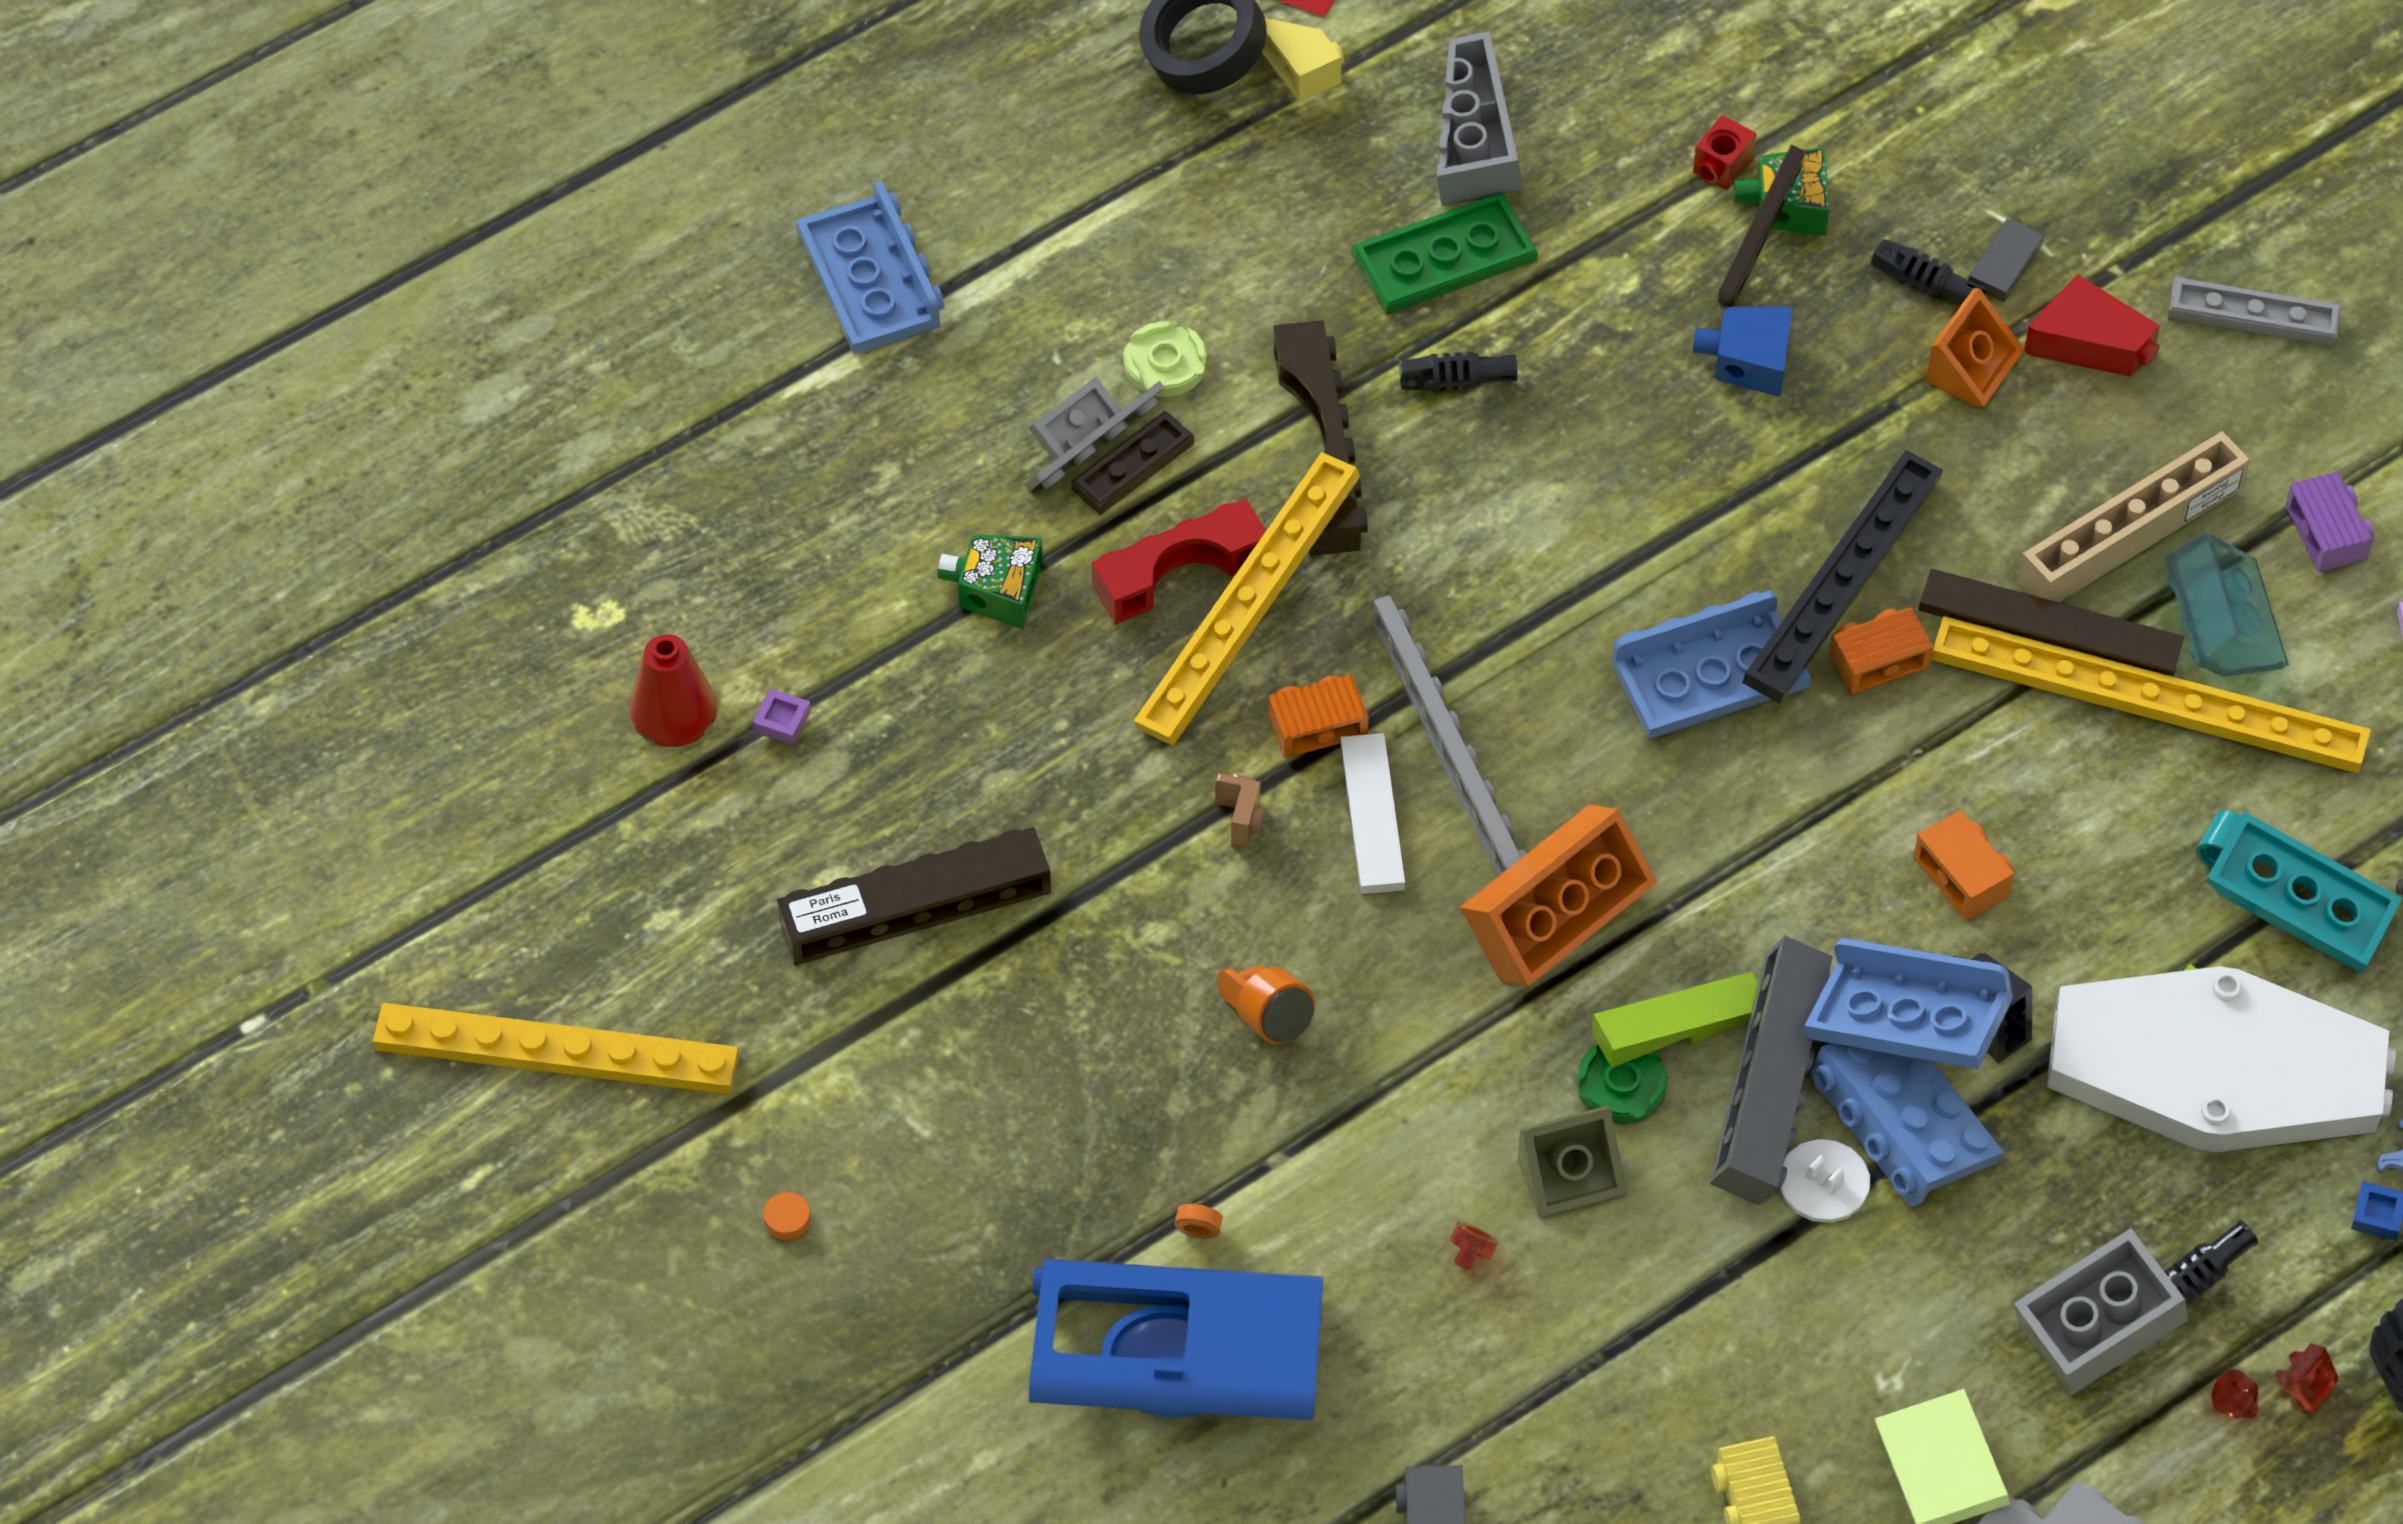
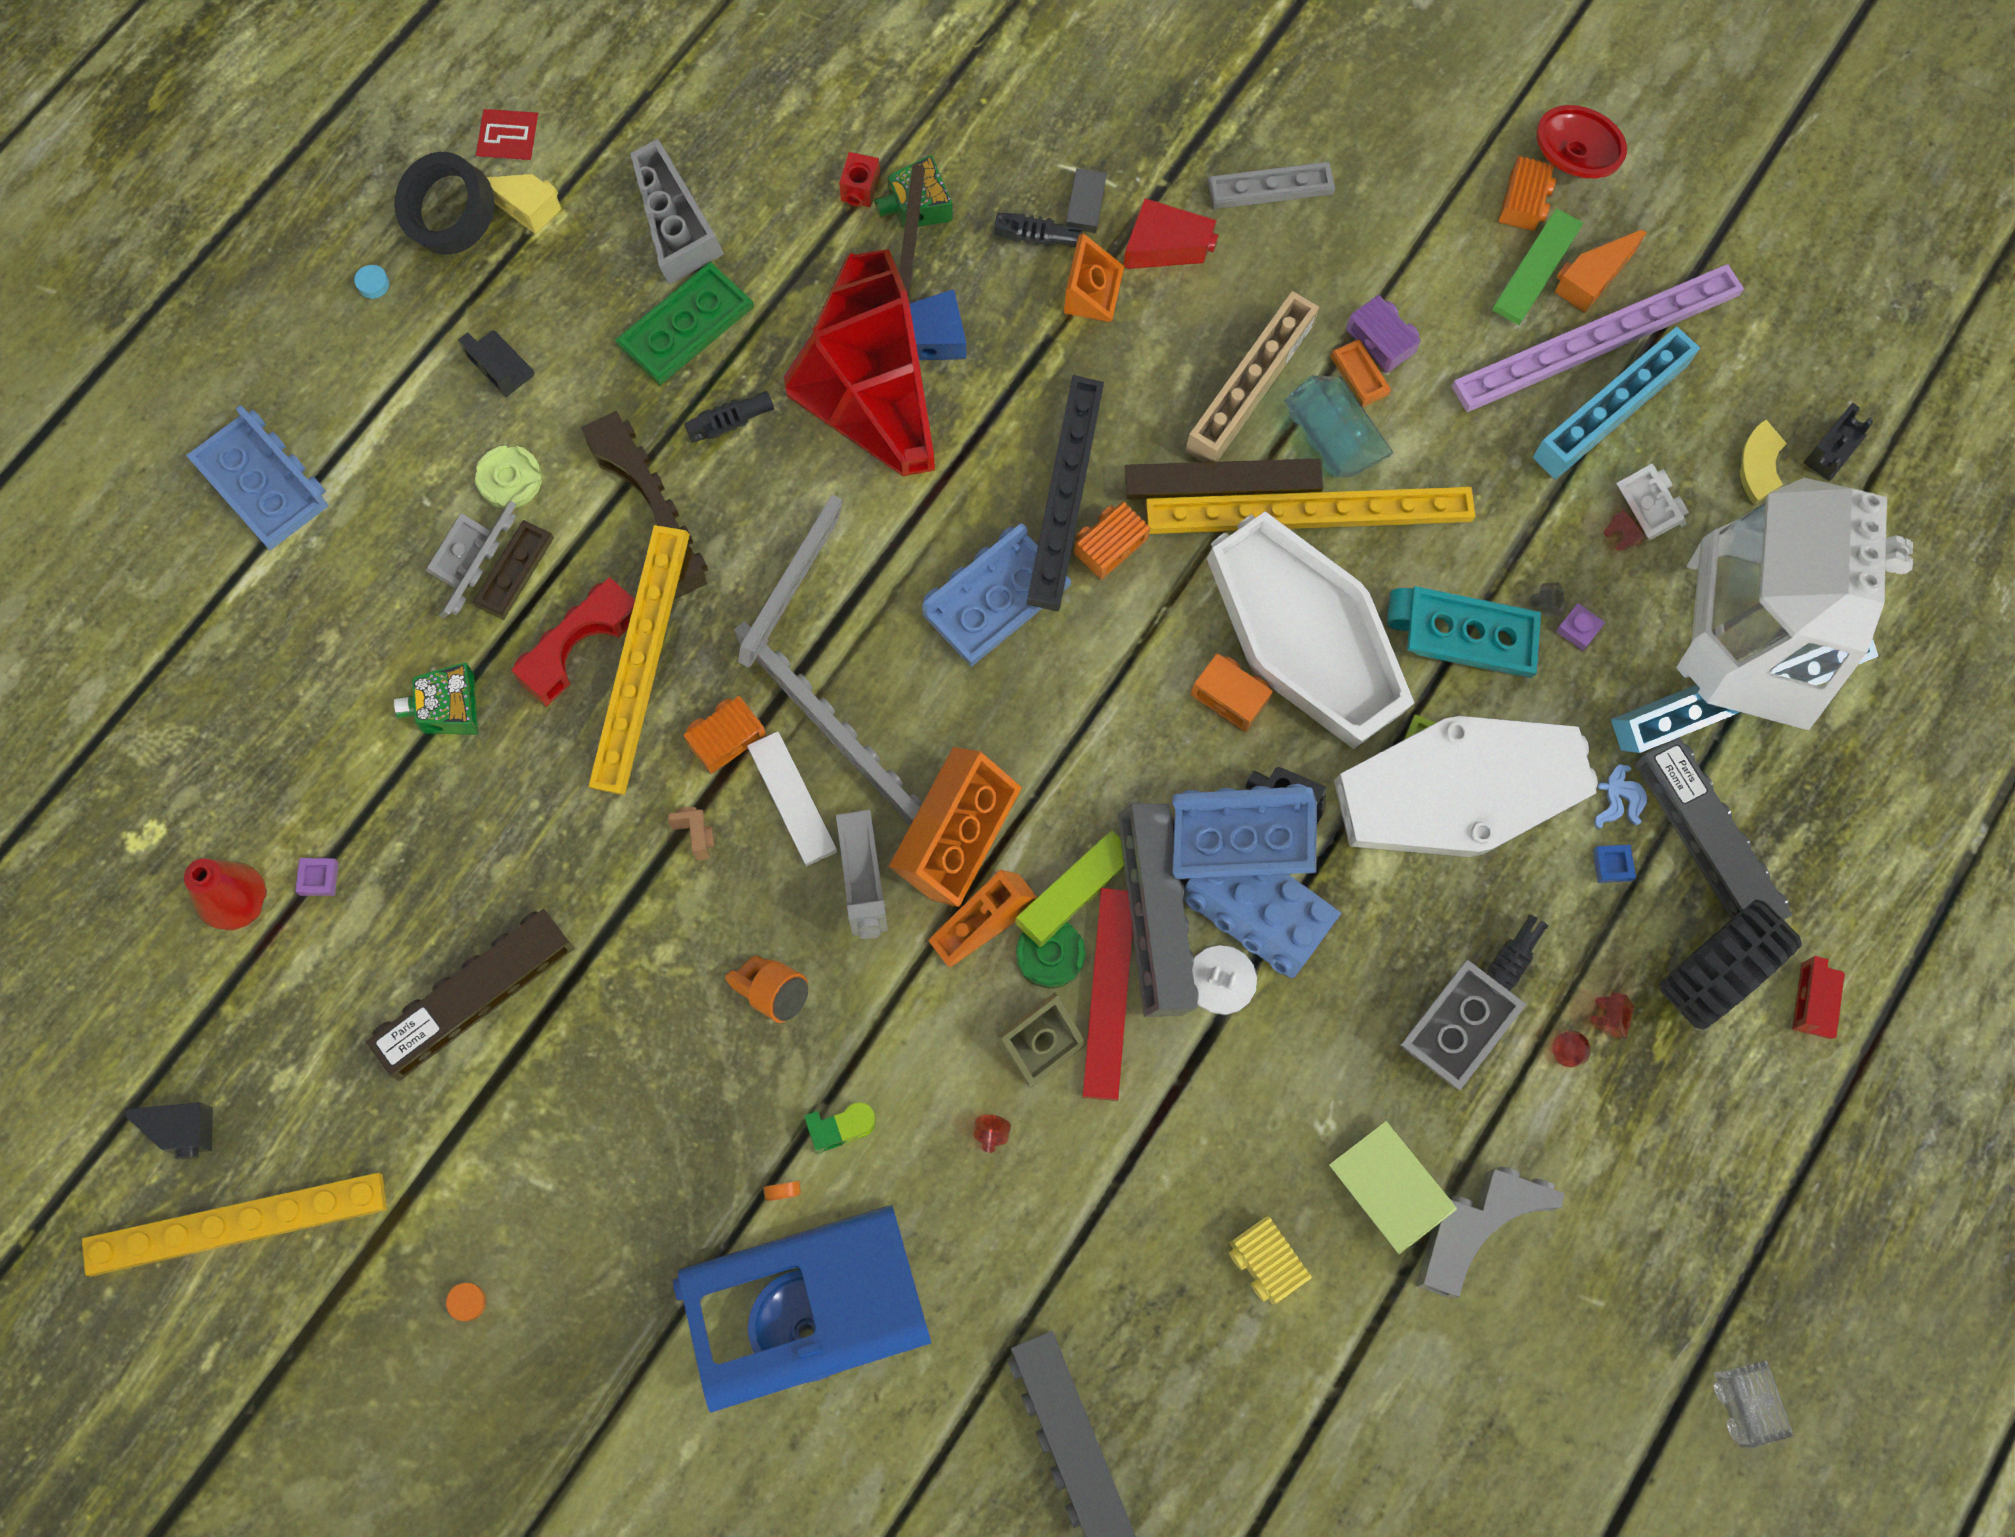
camera: 25 degrees left, 15 degrees up
(528, 922) = (176, 1128): none -> black slope
(1082, 96) = (371, 281): none -> medium azure tile
(1198, 228) = (497, 361): none -> black panel
(1295, 1179) = (840, 1129): none -> leg
(1425, 912) = (861, 874): none -> light grey arch
(1462, 567) = (790, 581): none -> light grey tile
(1553, 1009) = (983, 916): none -> orange slope
(1641, 363) = (865, 366): none -> red panel
(1674, 1151) = (1108, 997): none -> red tile
(2088, 820) = (1309, 629): none -> white container
(2283, 560) = (1360, 372): none -> orange tile

